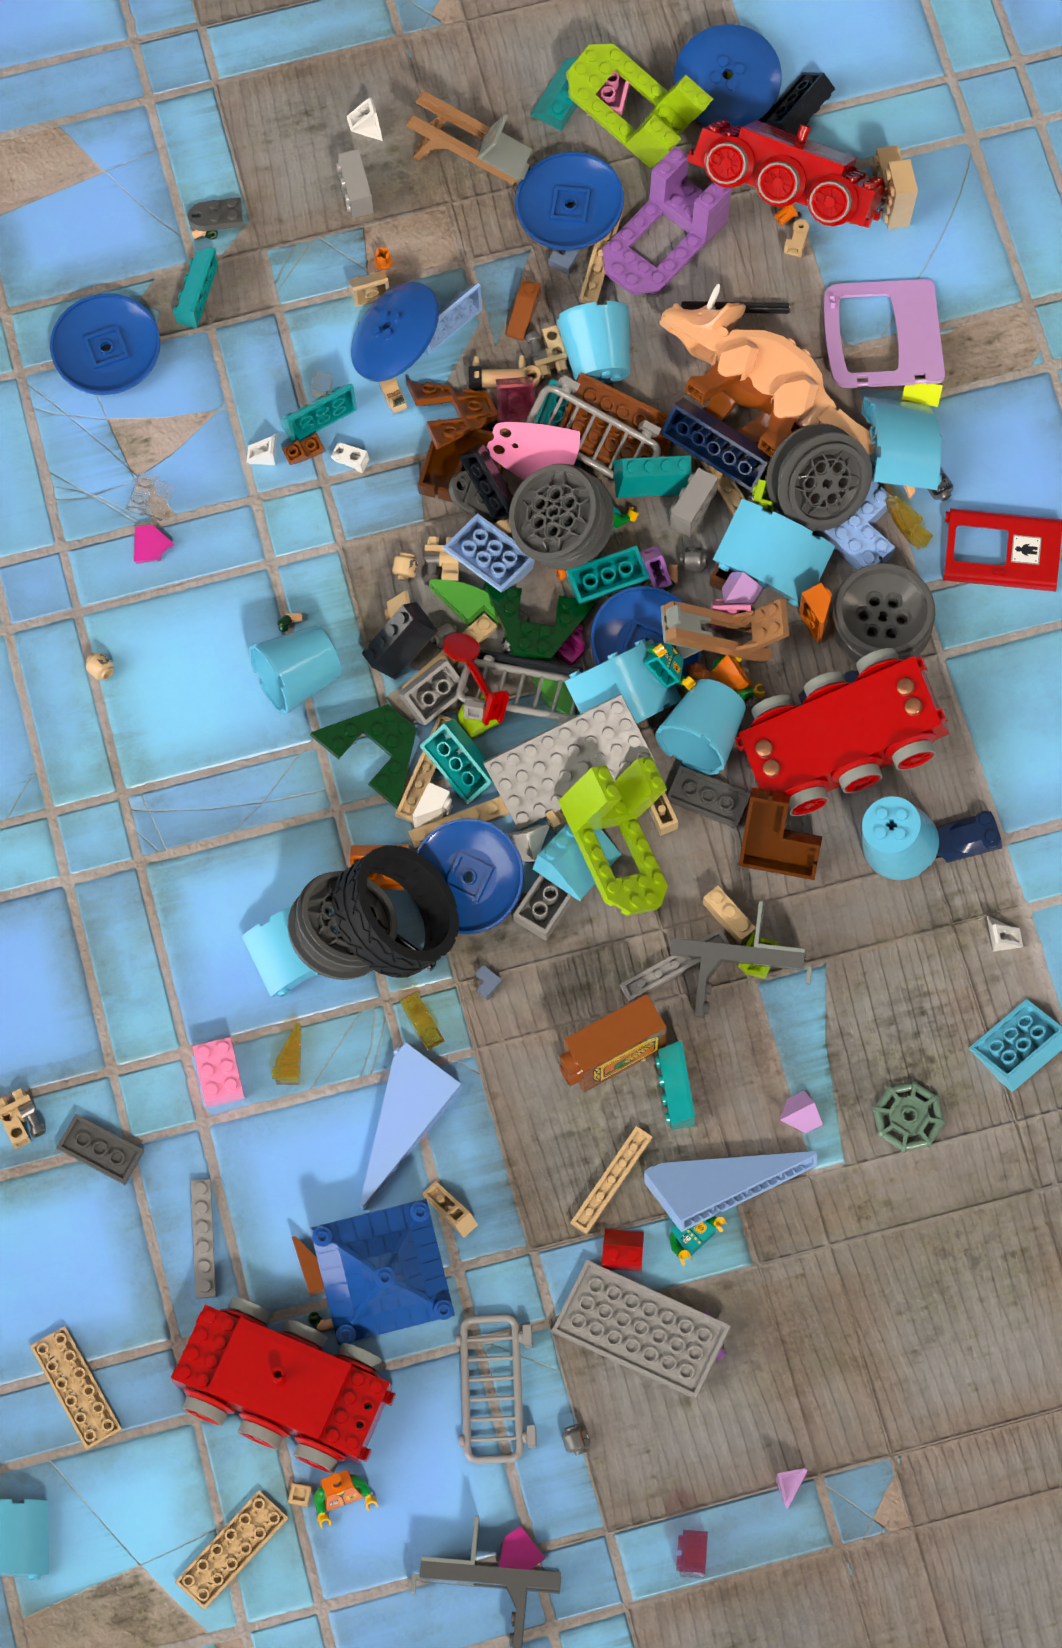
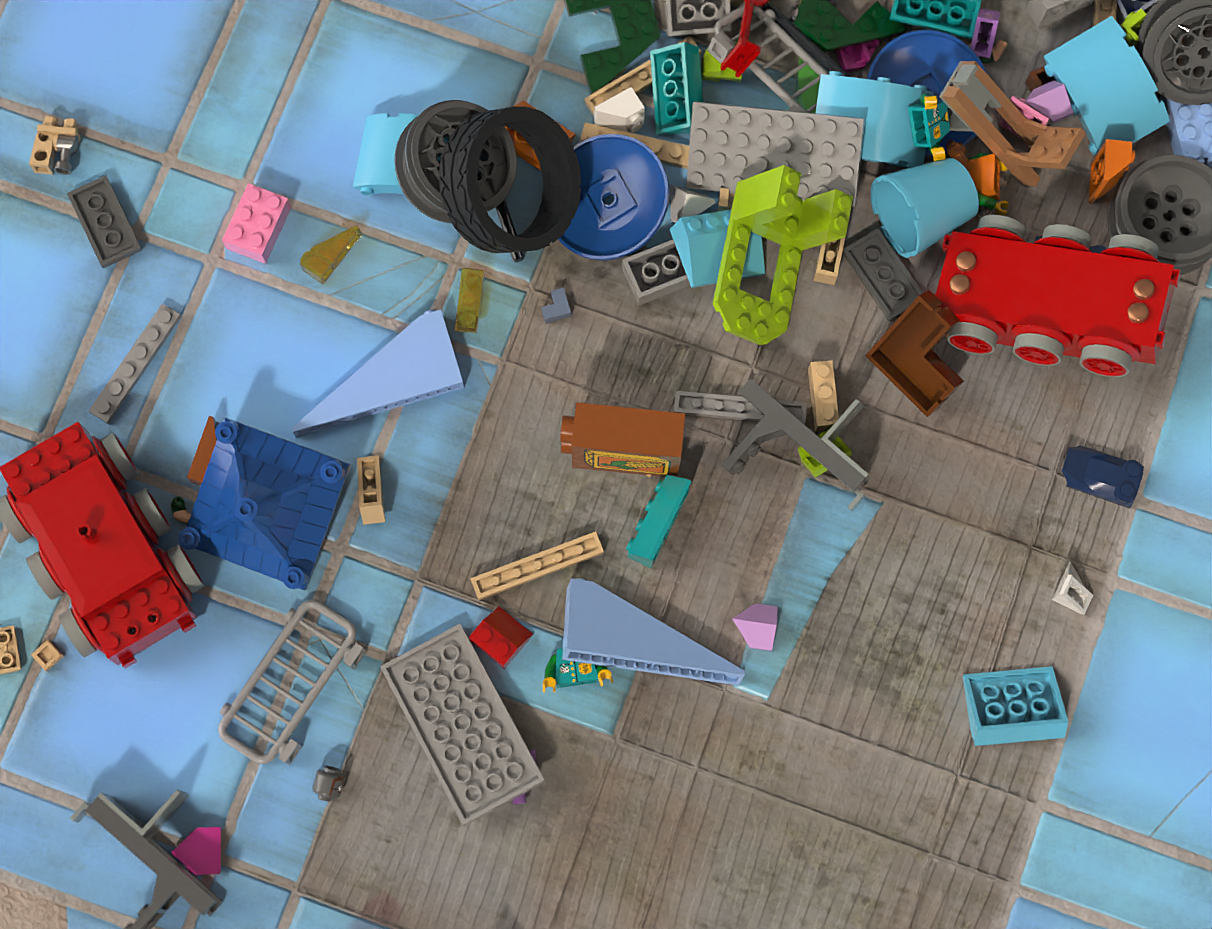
camera: 30 degrees right, 5 degrees up
(341, 1490) = (81, 677): torso -> none
(694, 559) = (1027, 49): flat silver head -> none
(901, 851) = (1040, 444): medium azure cone -> none
(906, 1105) = (852, 711): sand green plate -> none

